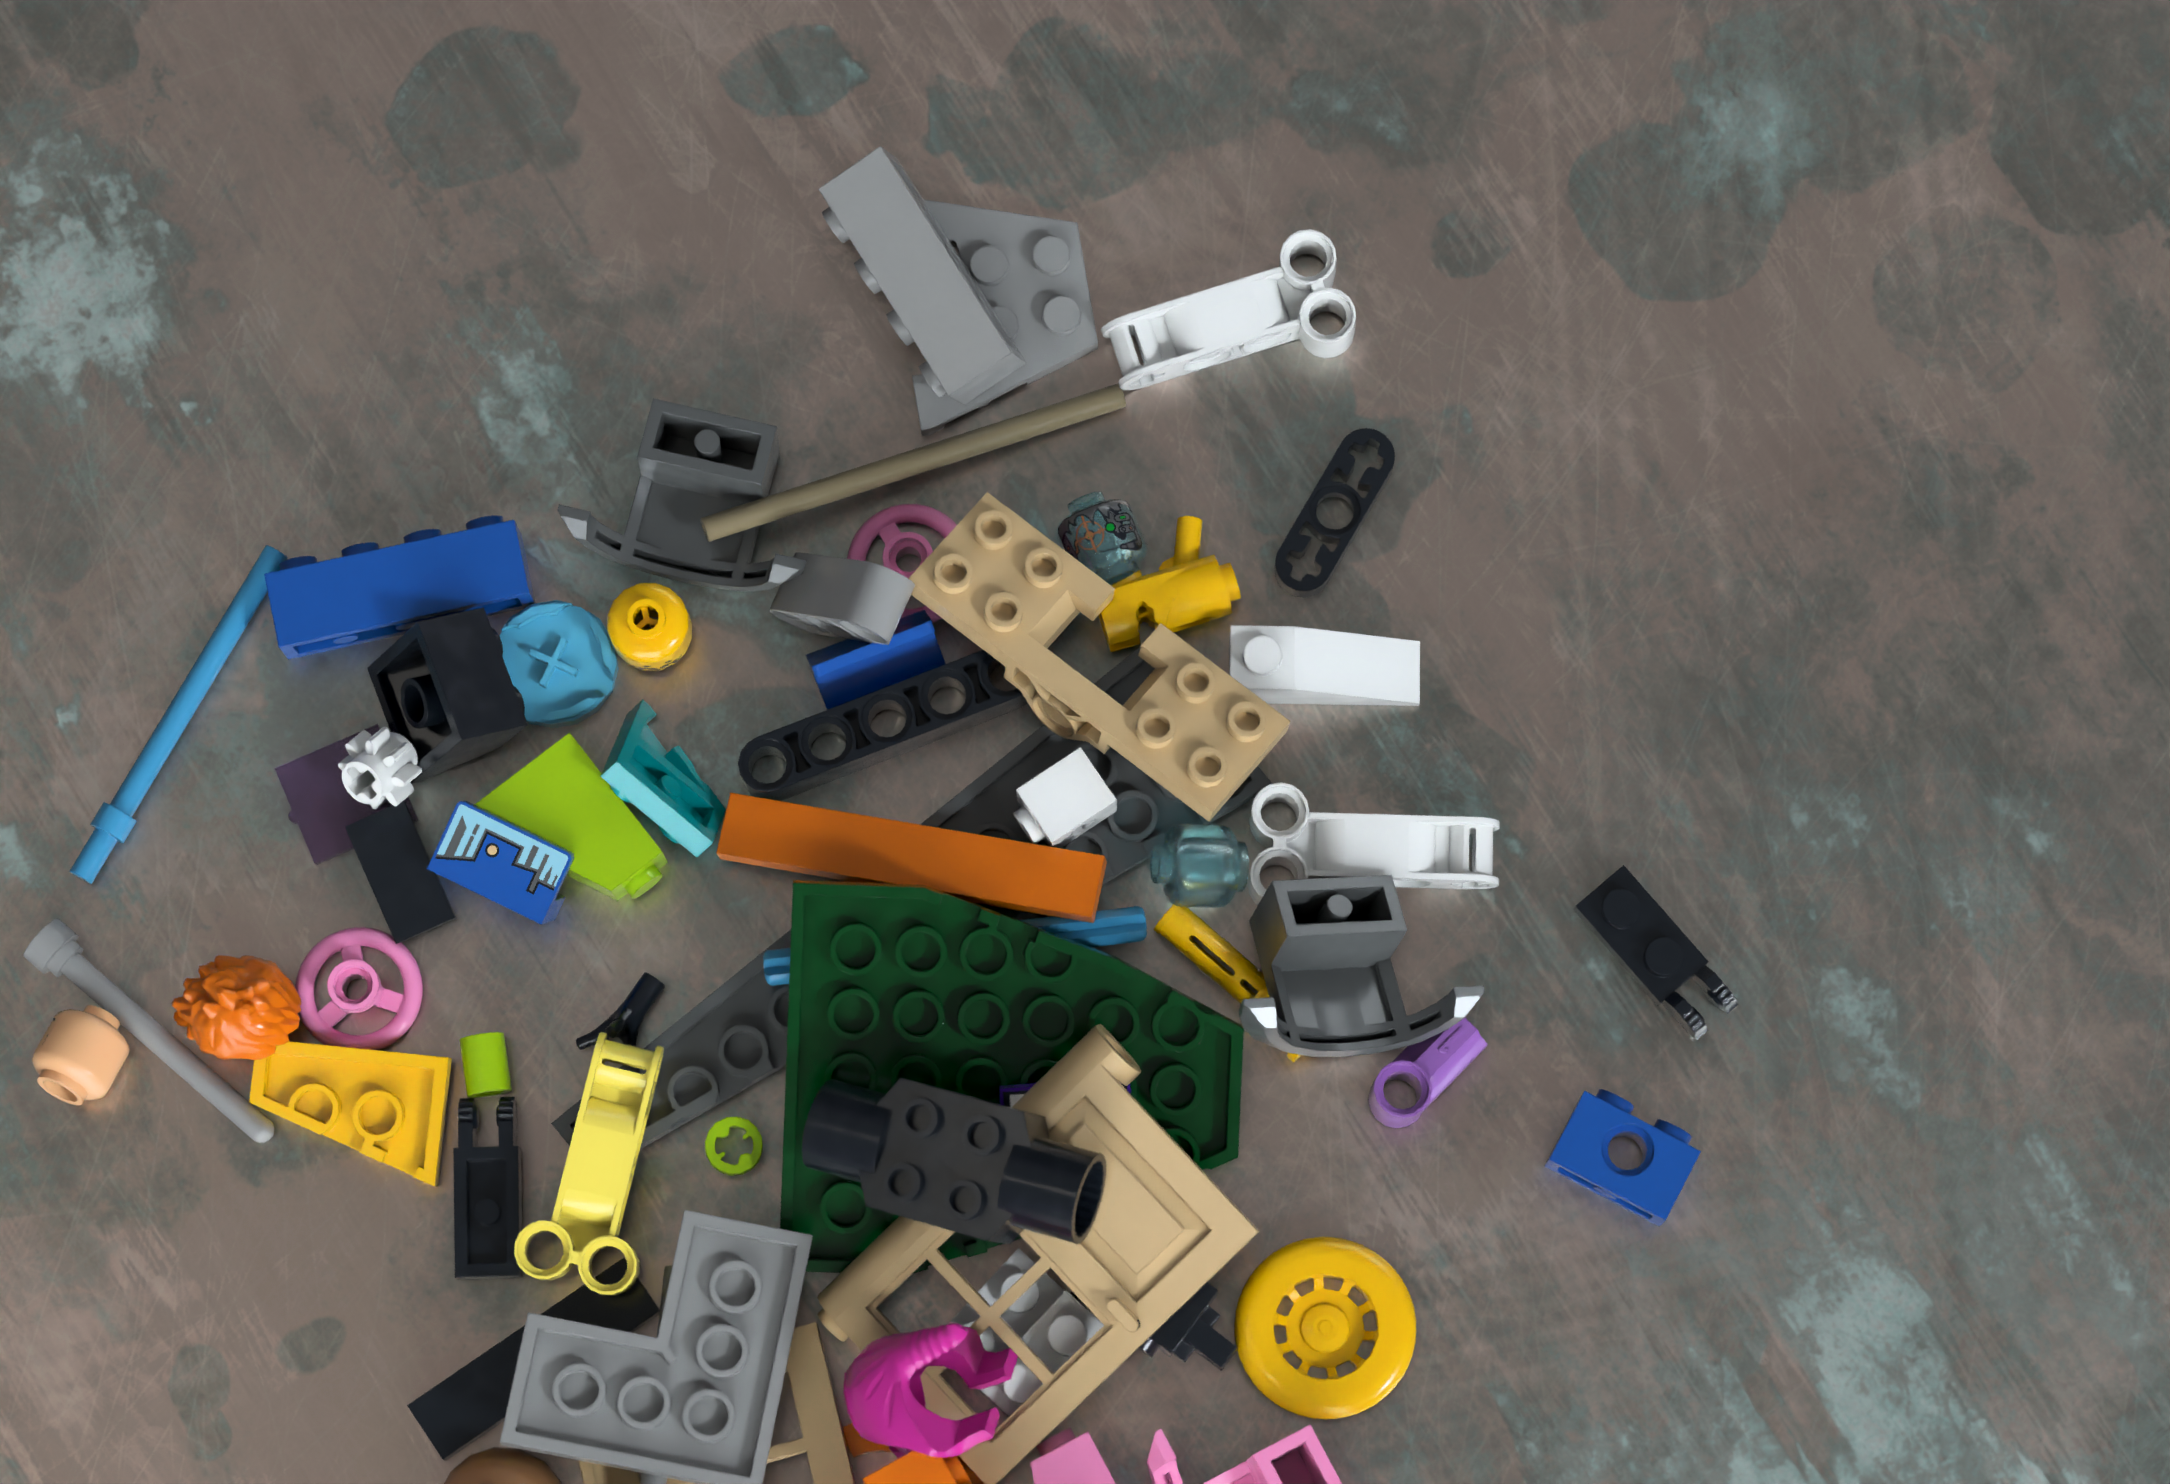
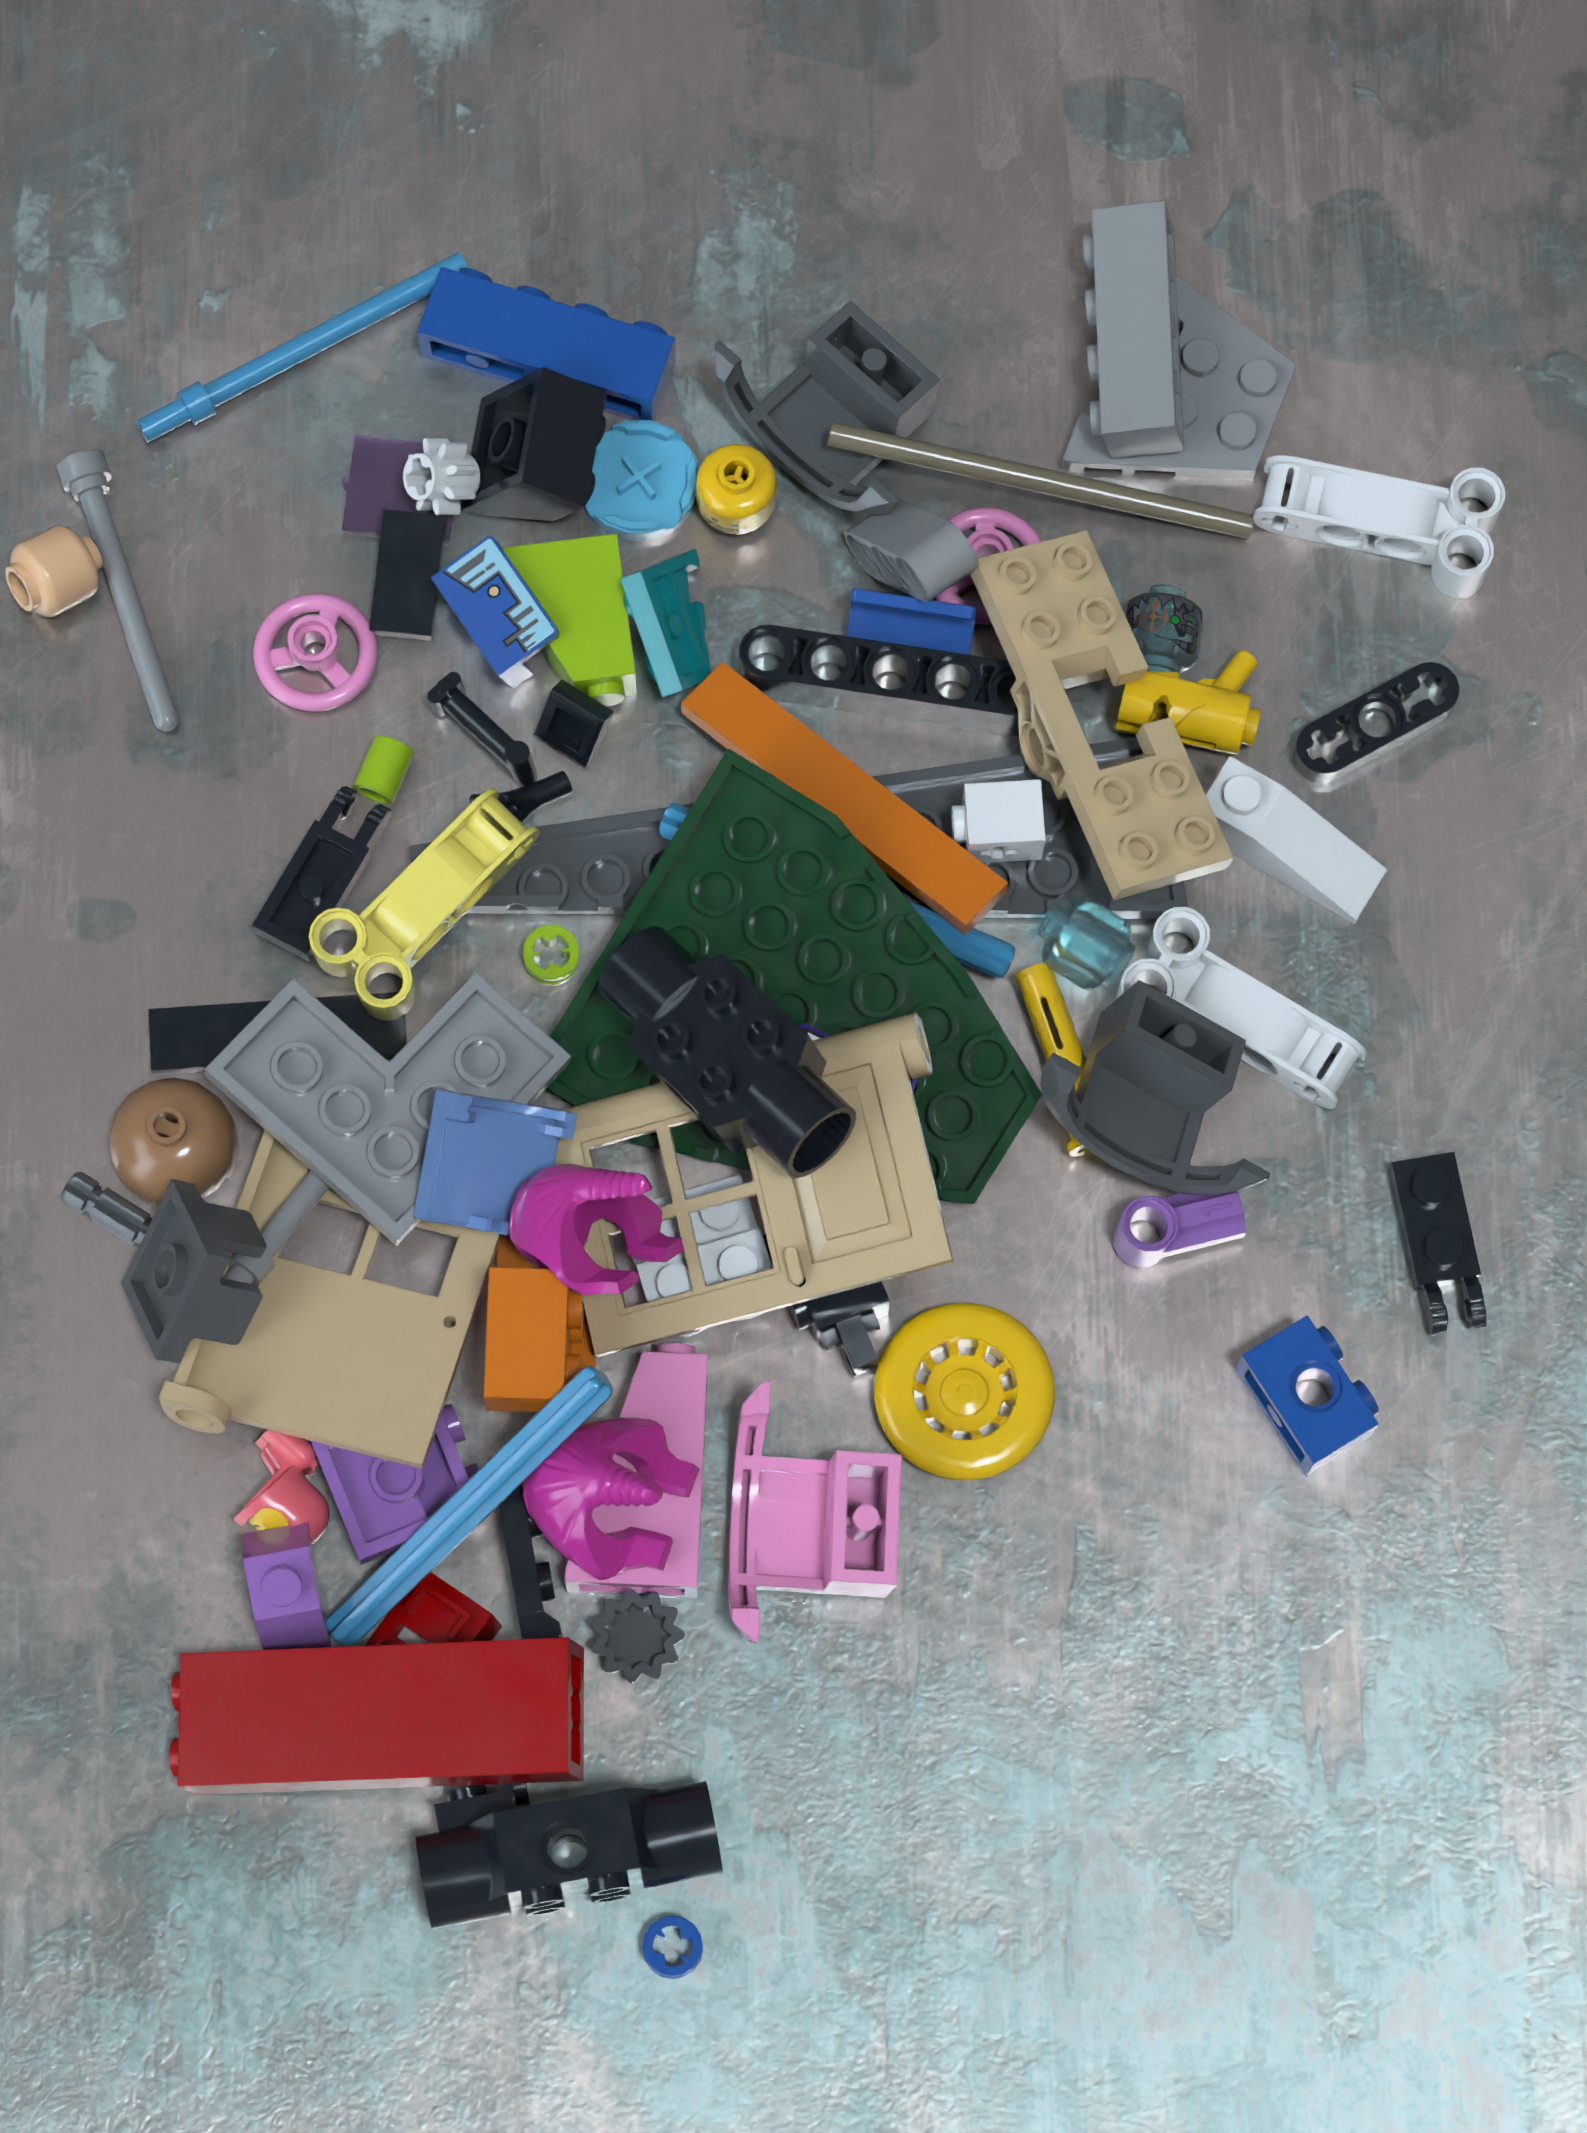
camera: 25 degrees right, 5 degrees down
(238, 1007) = (207, 604): orange hair -> none
(362, 1098) = (263, 737): yellow wing -> none
(507, 964) = (451, 698): none -> black piece
(630, 924) = (573, 722): none -> black tile
(793, 1375) = (482, 1156): none -> medium blue piece

